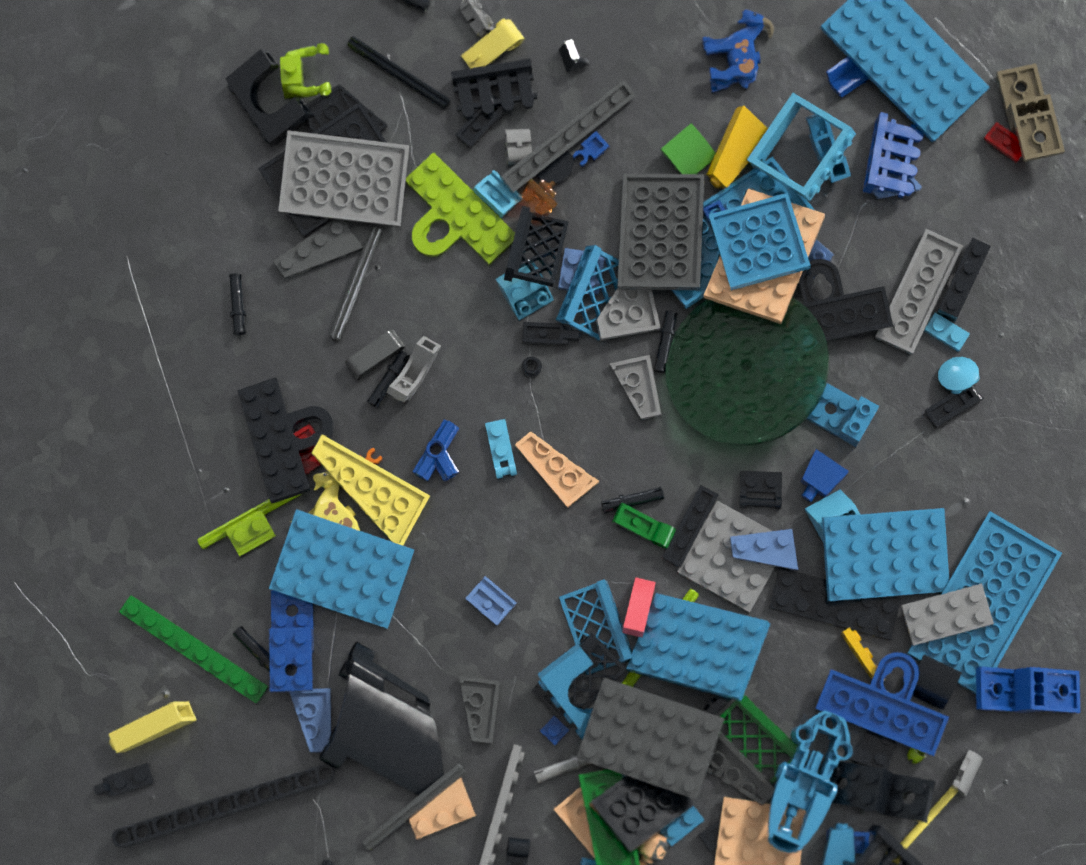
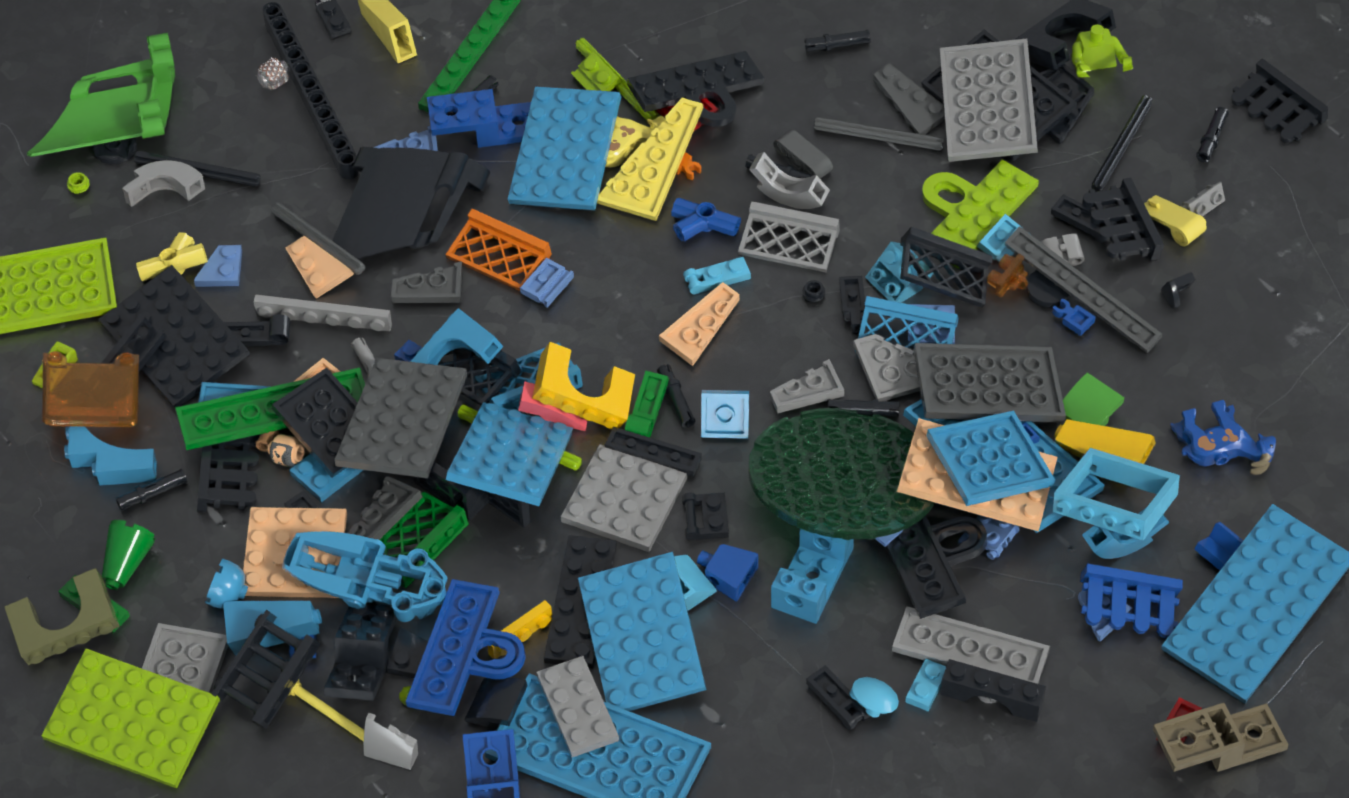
camera: 85 degrees right, 25 degrees down
(201, 840) = (273, 73): none -> clear head
(434, 631) = (503, 233): none -> orange fence
(453, 371) = (789, 220): none -> light grey fence
(630, 601) = (555, 389): none -> yellow arch
(665, 459) = (724, 414): none -> tile
(769, 548) = (634, 520): medium blue wing -> none

